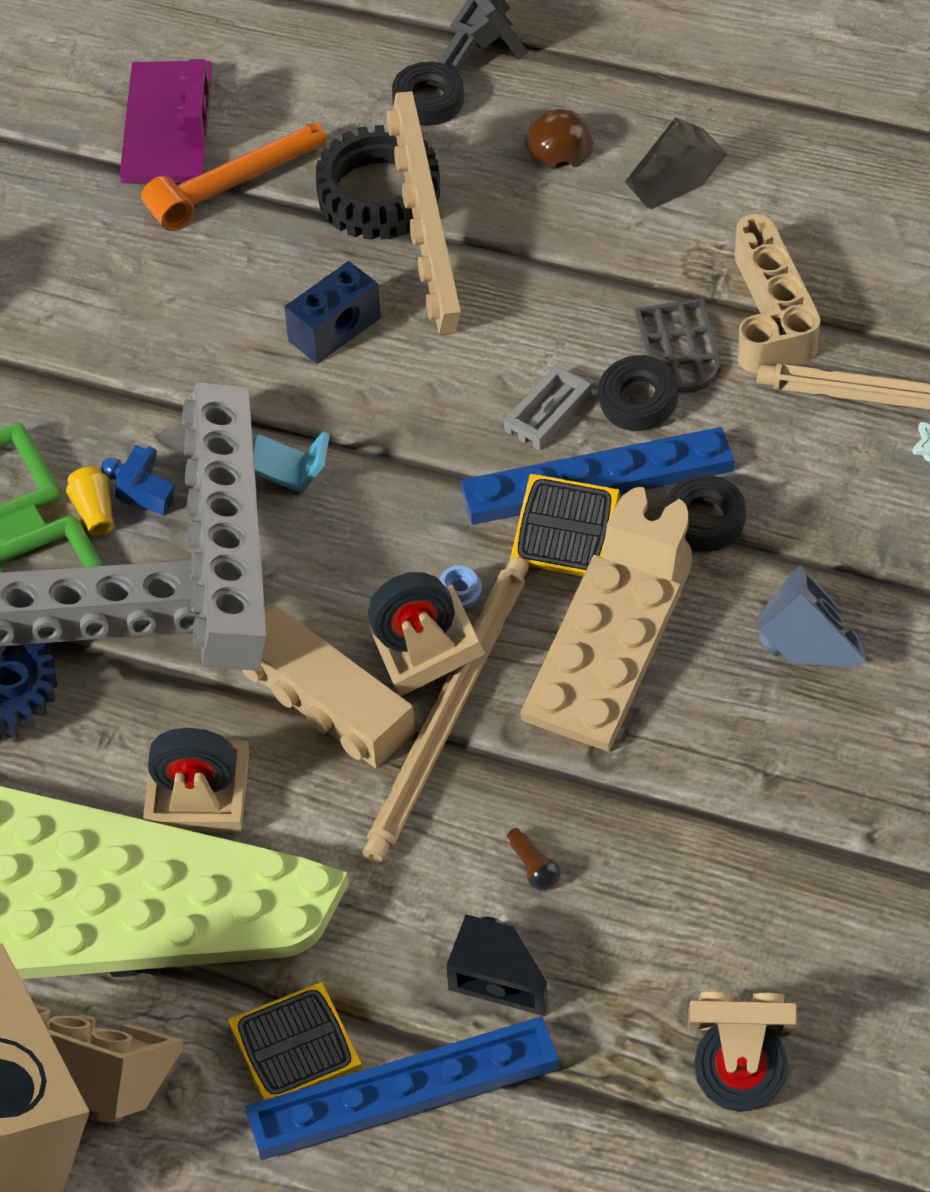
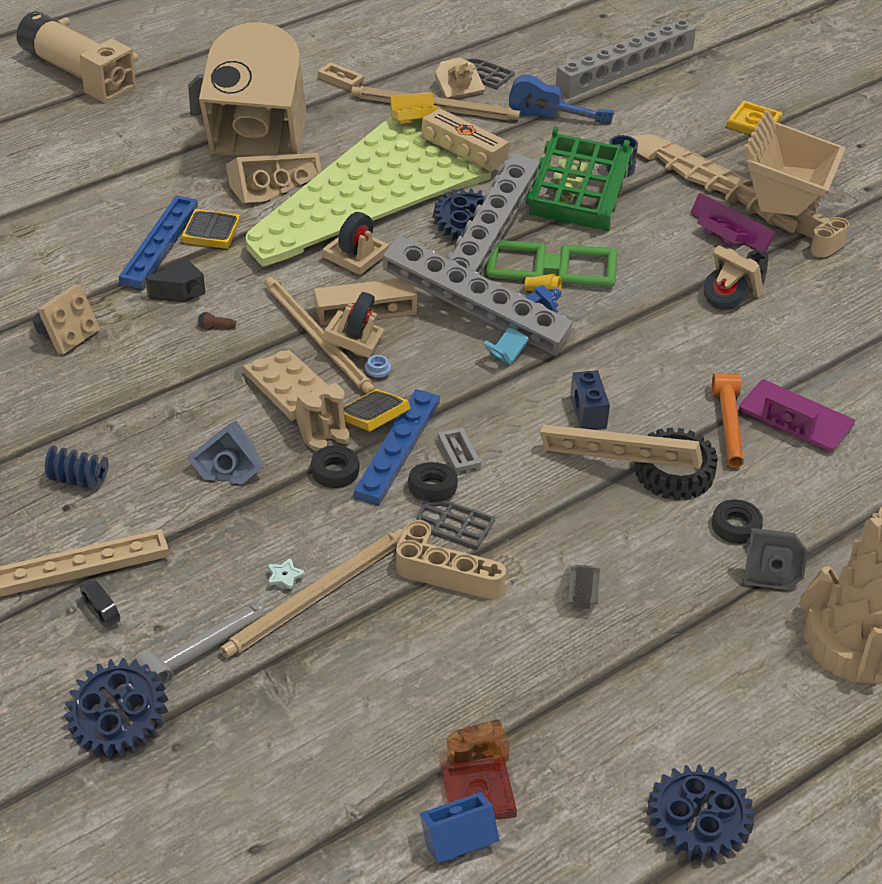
camera: 120 degrees right, 10 degrees down
(558, 138) = (651, 553): reddish brown hair -> none

